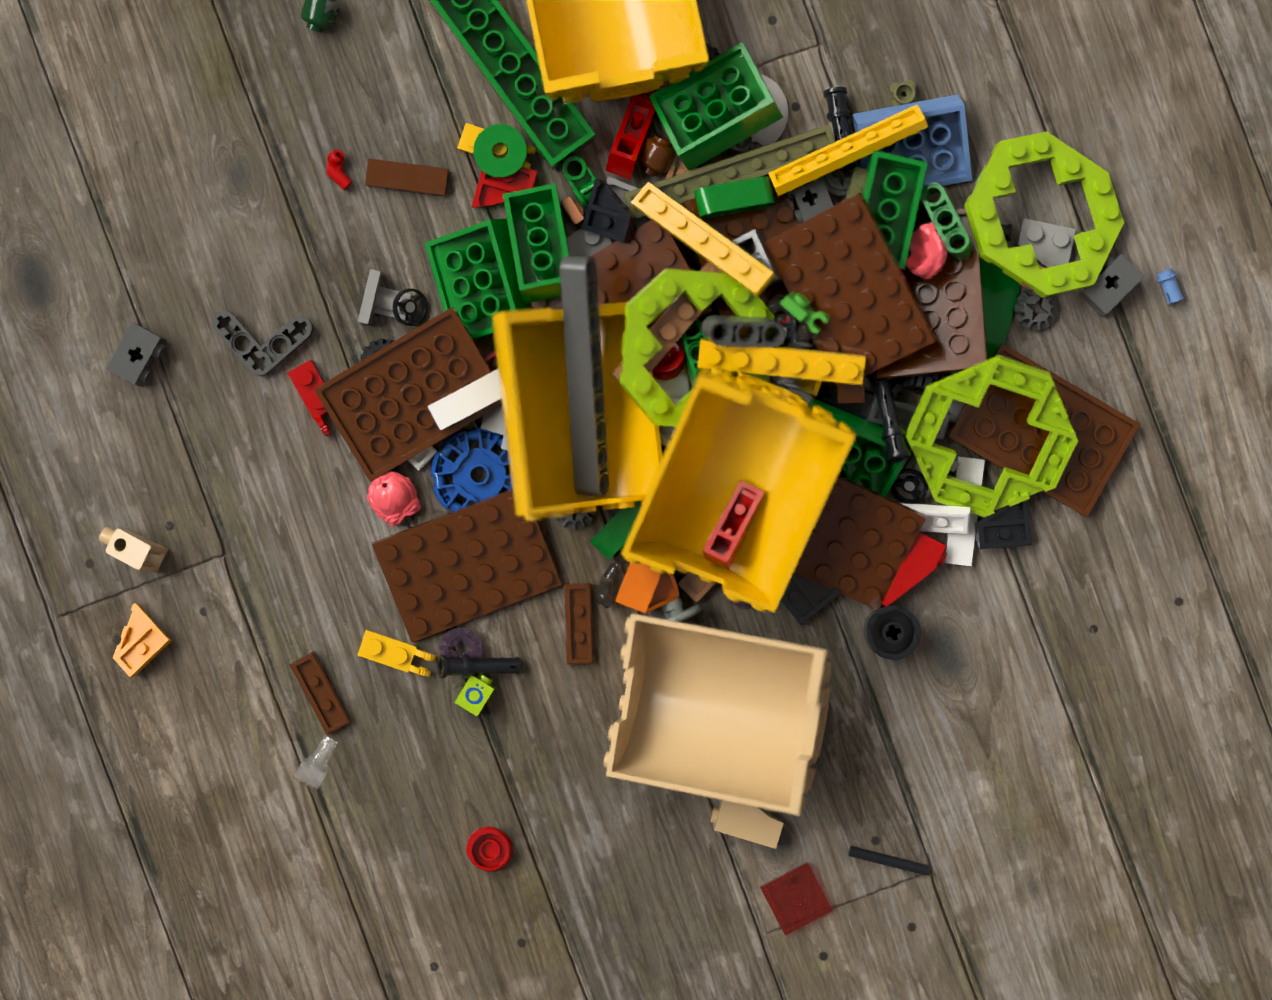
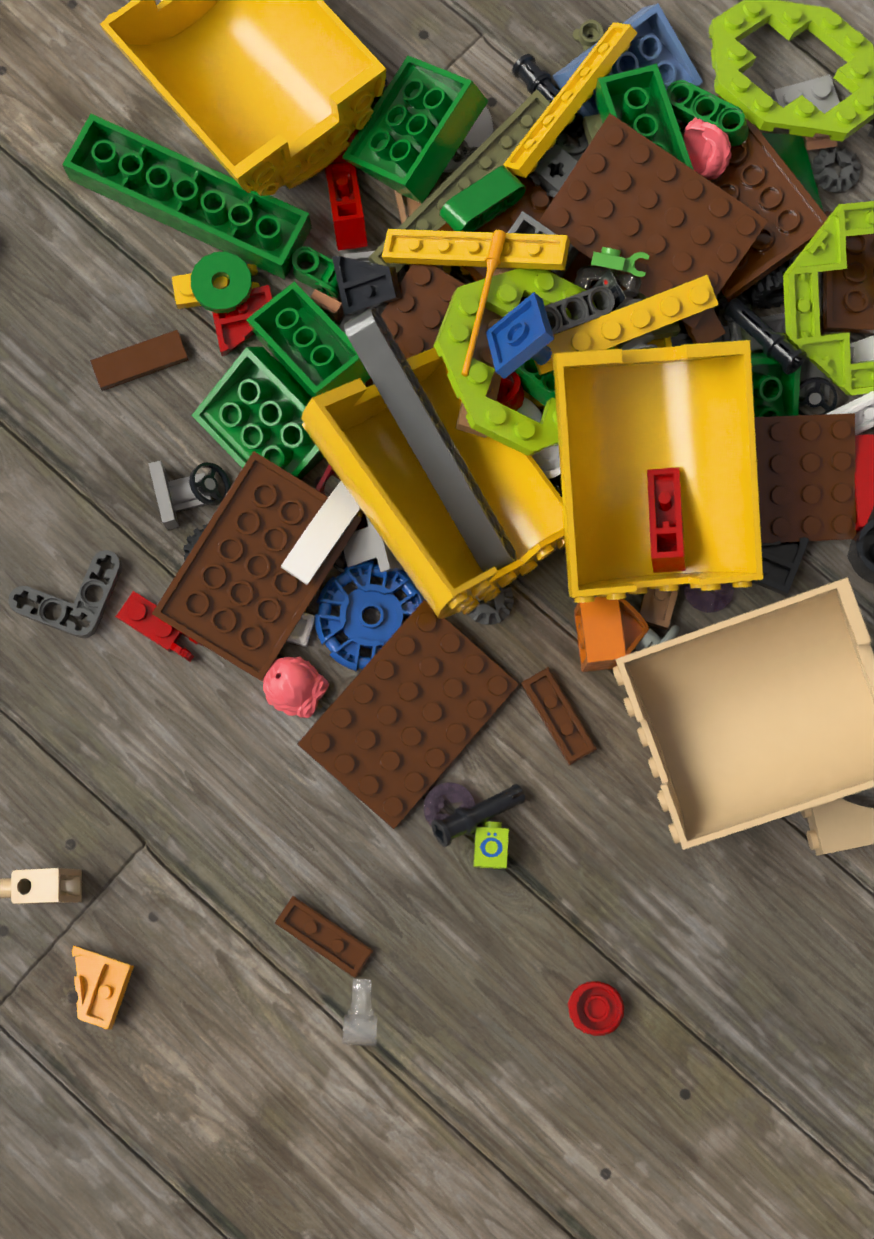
camera: 30 degrees left, 10 degrees down
(335, 169) = (61, 388): red arm -> none
(393, 653) = (380, 851): yellow hinge -> none
(606, 581) = (563, 648): clear smoke arm -> none
(616, 531) = (548, 592): green beam -> none
(656, 155) = (381, 209): reddish brown head -> none
(690, 336) = (521, 336): none -> blue tile
(706, 261) = (492, 262): none -> light orange piece

